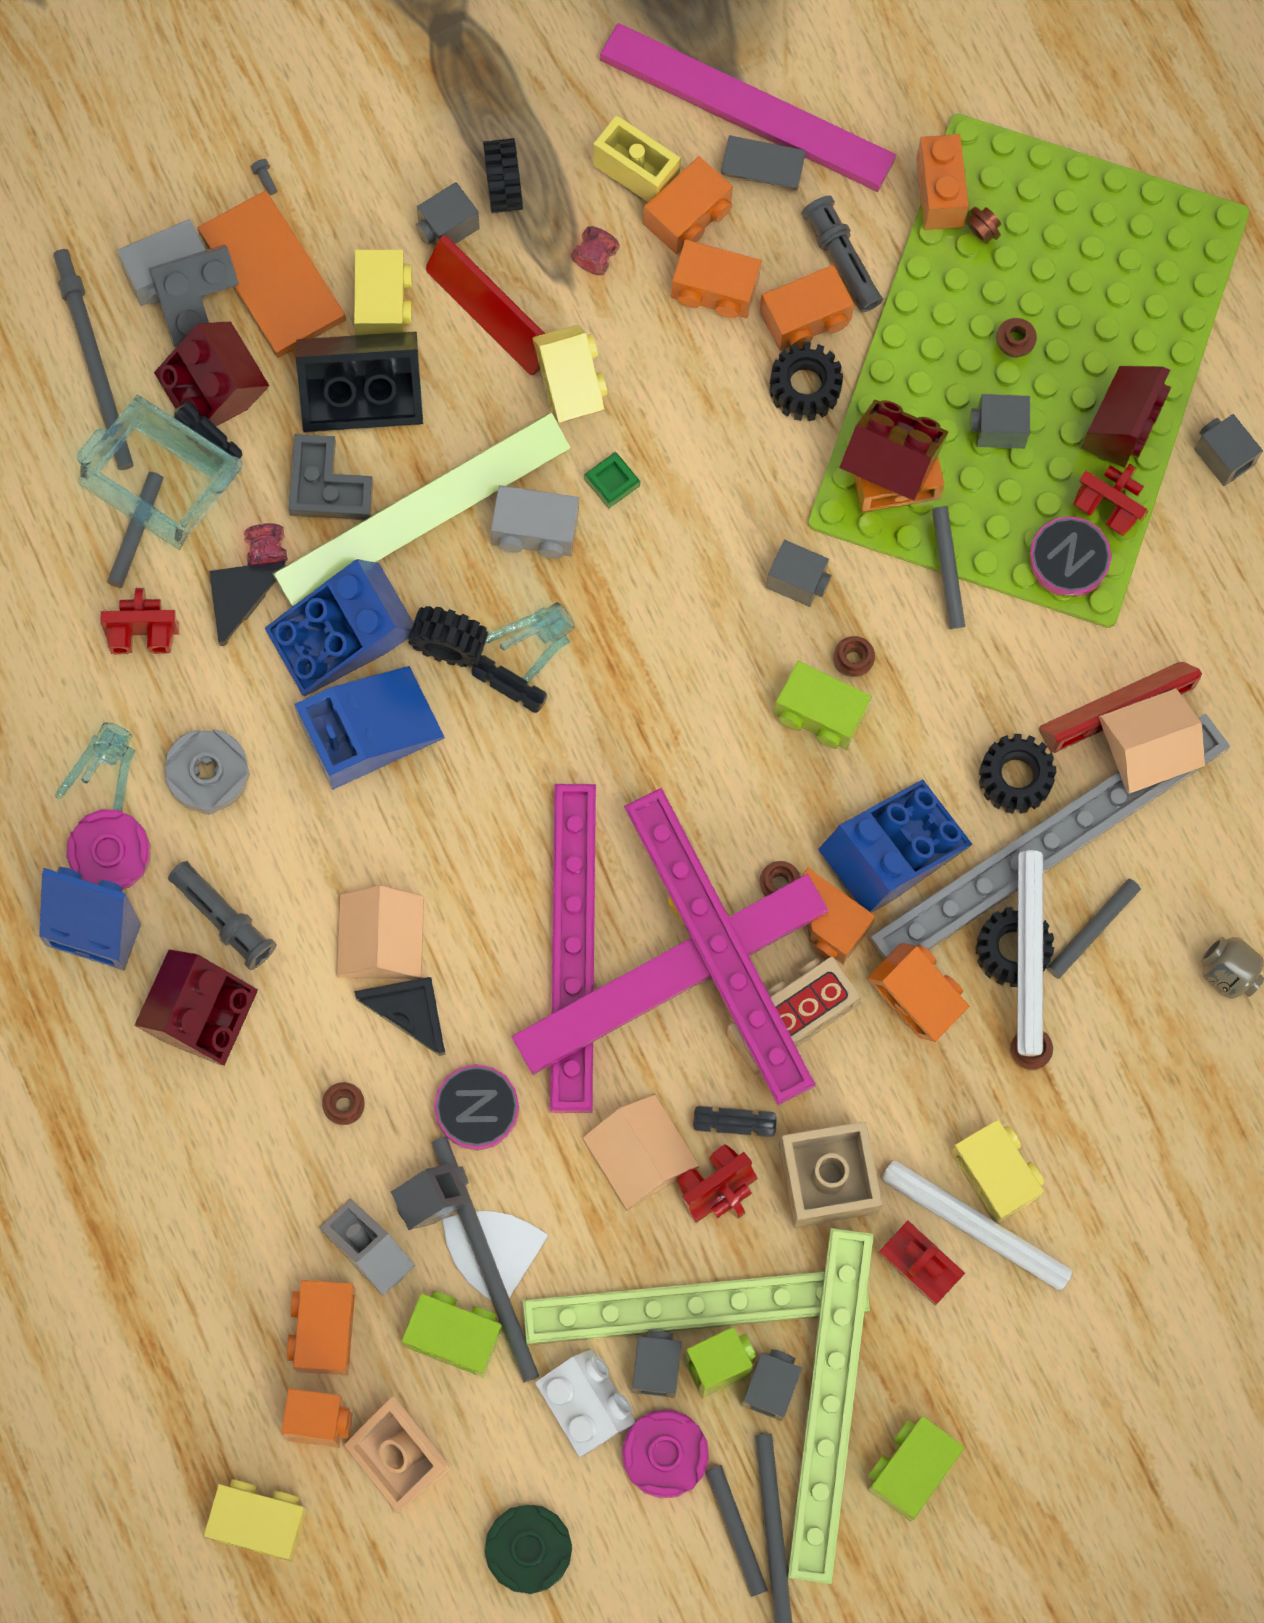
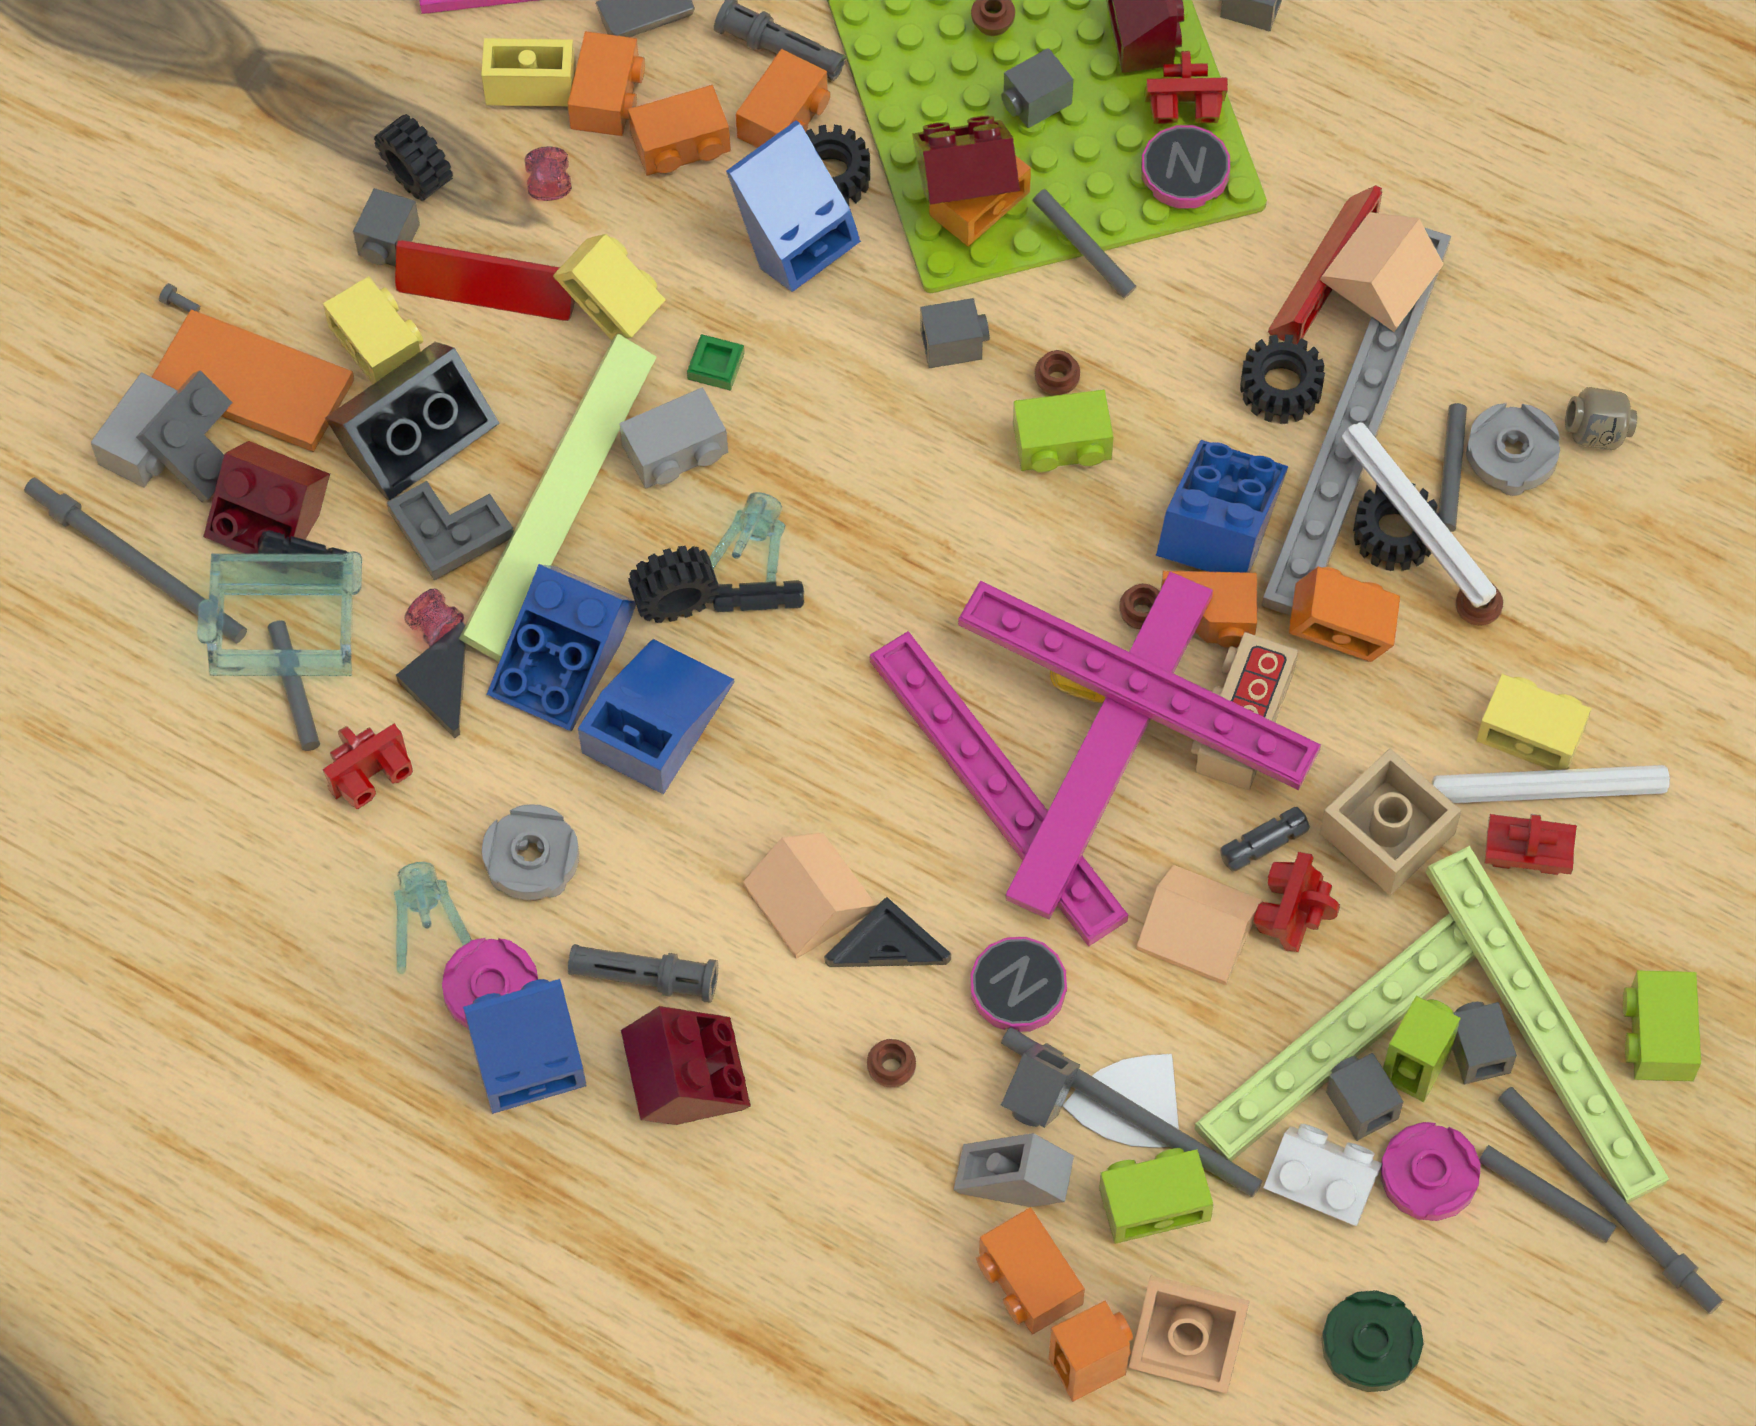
camera: 30 degrees left, 10 degrees down
(742, 399) = (792, 208): none -> slope
(1164, 926) = (1513, 471): none -> light grey plate

